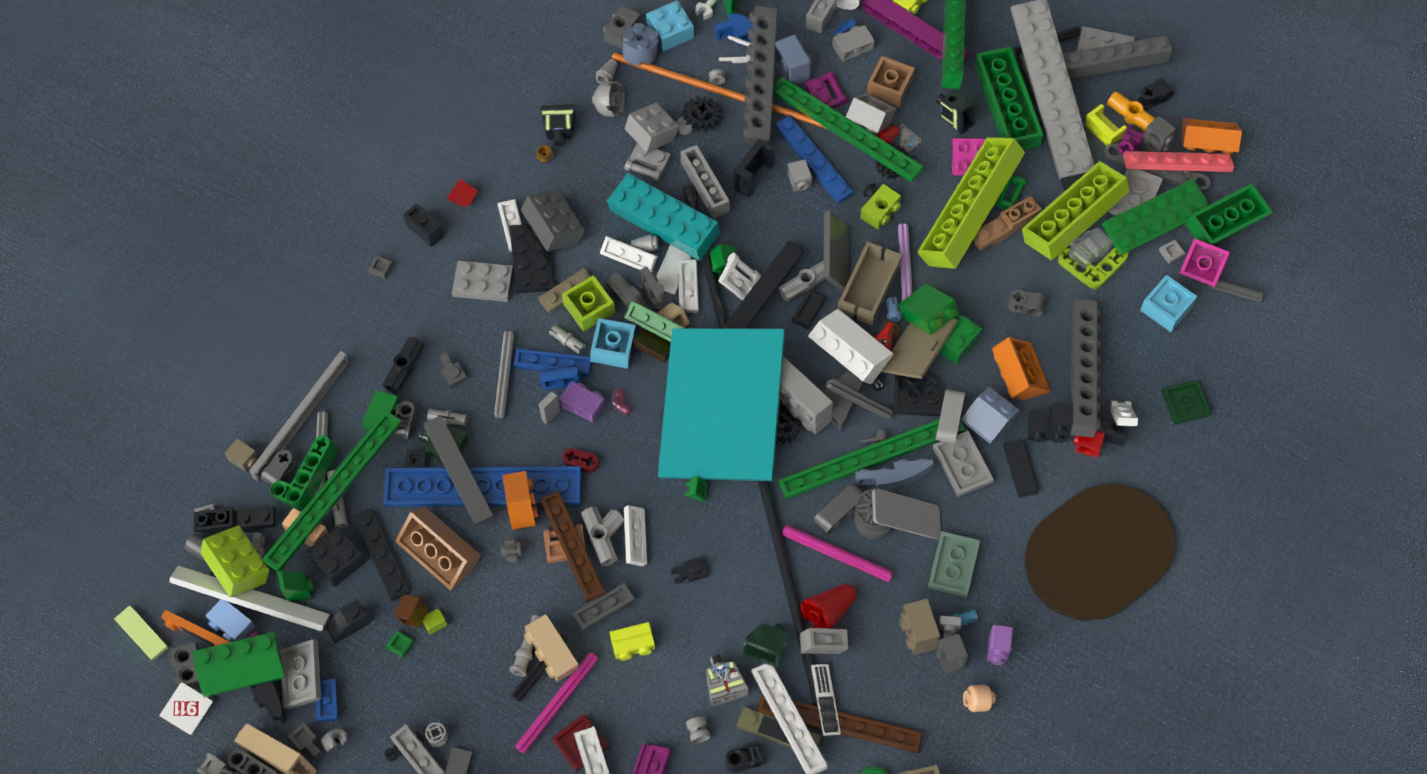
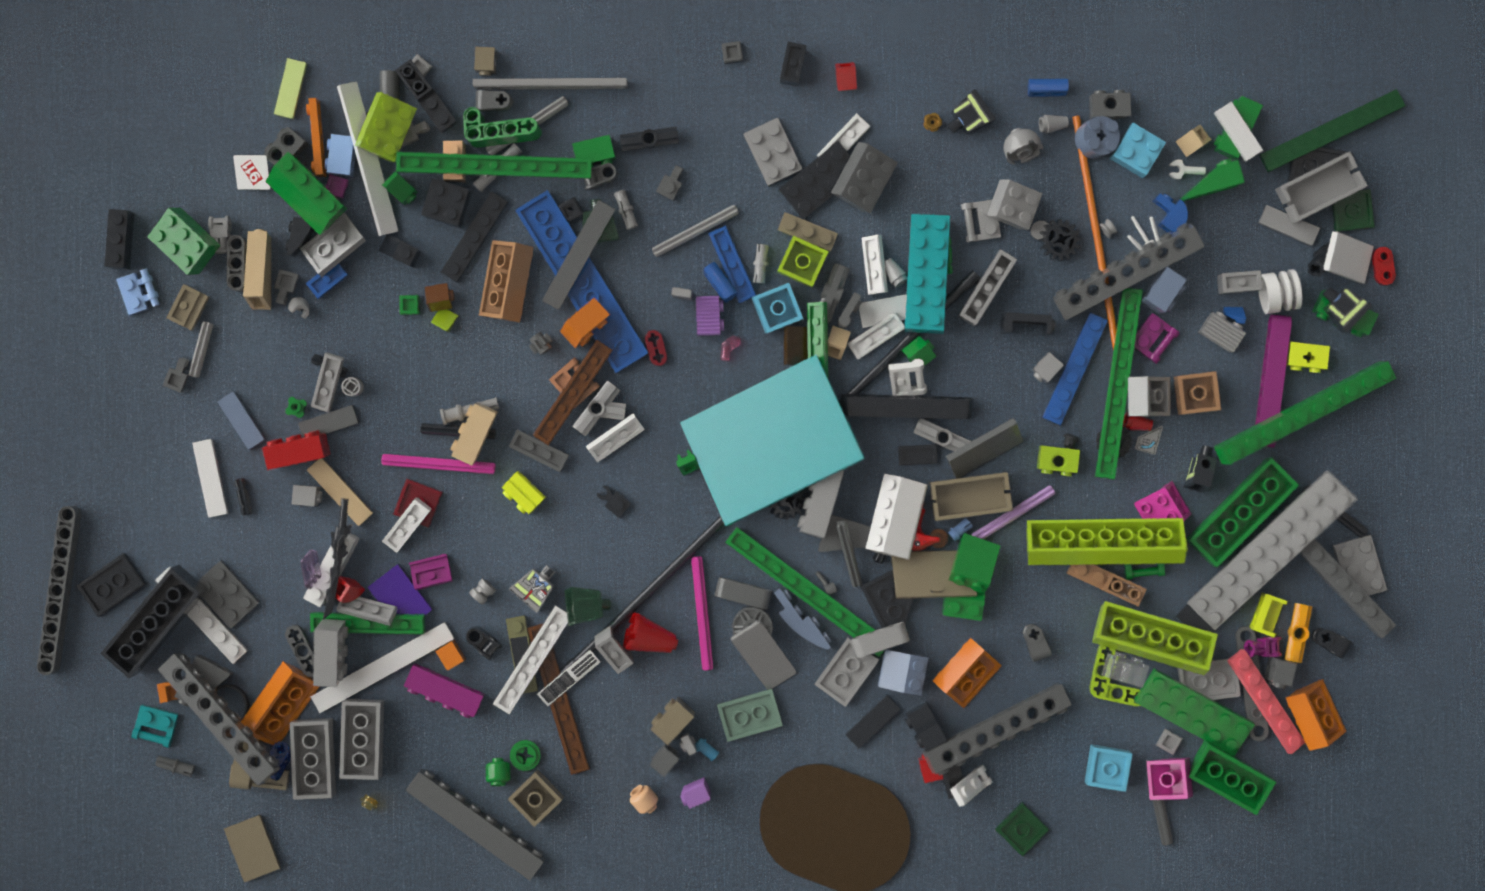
camera: 55 degrees right, 25 degrees up
(577, 61) = (1047, 87): none -> blue brick

